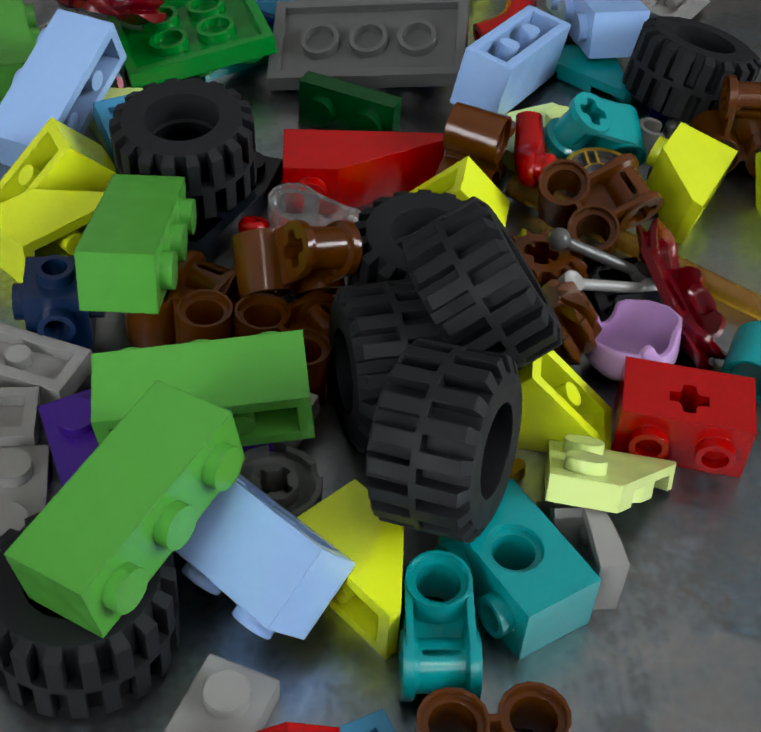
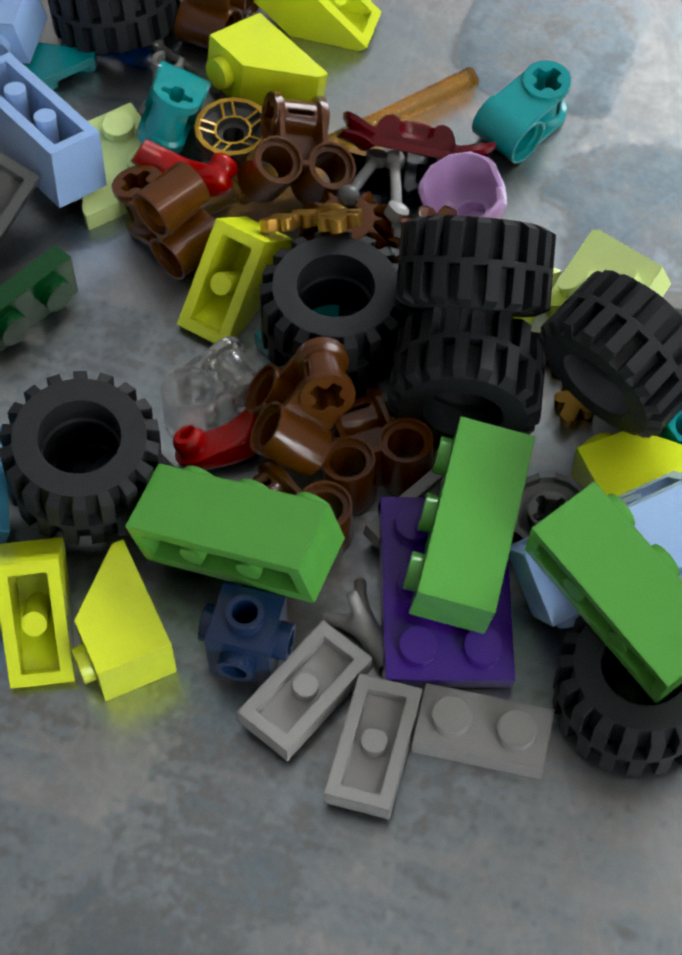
camera: 65 degrees left, 15 degrees up
(360, 164) = (122, 326): red slope -> none
(513, 221) = (328, 217): none -> pearl gold animal
(685, 416) = (562, 194): red brick -> none

